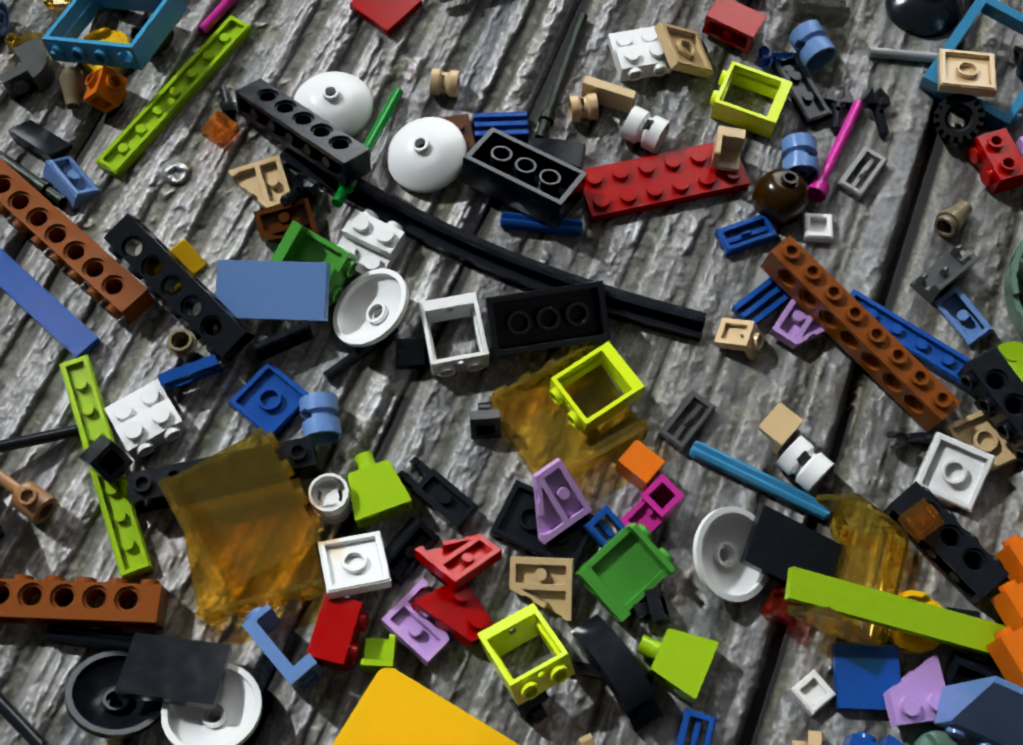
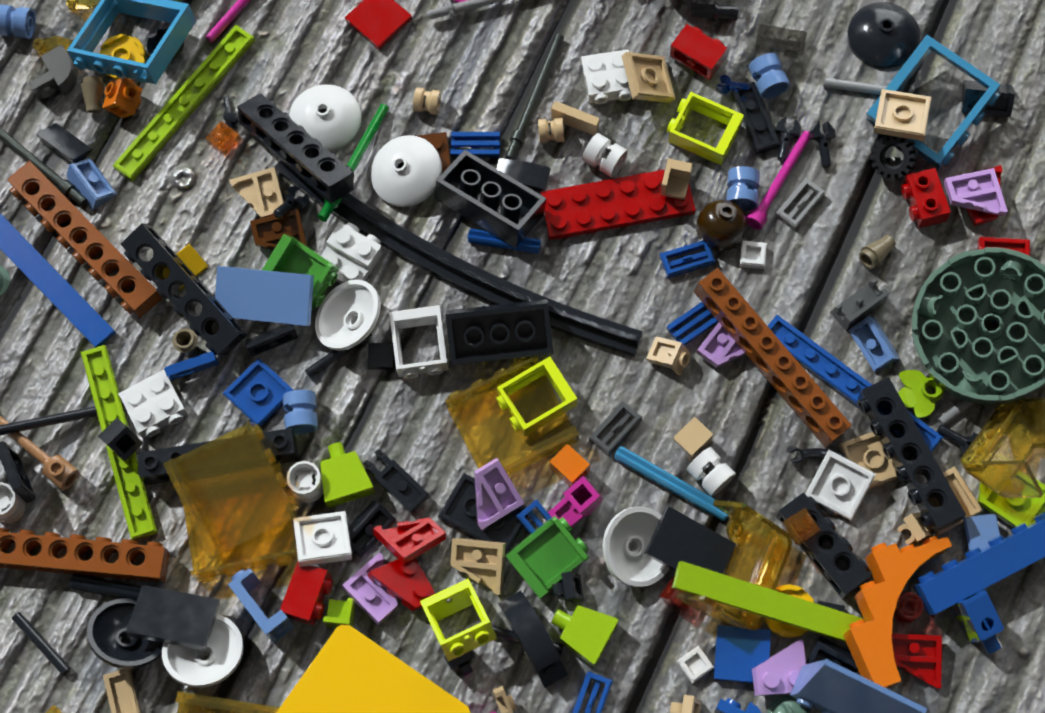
camera: 10 degrees right, 5 degrees up
(485, 422) = (440, 421): black tile -> none

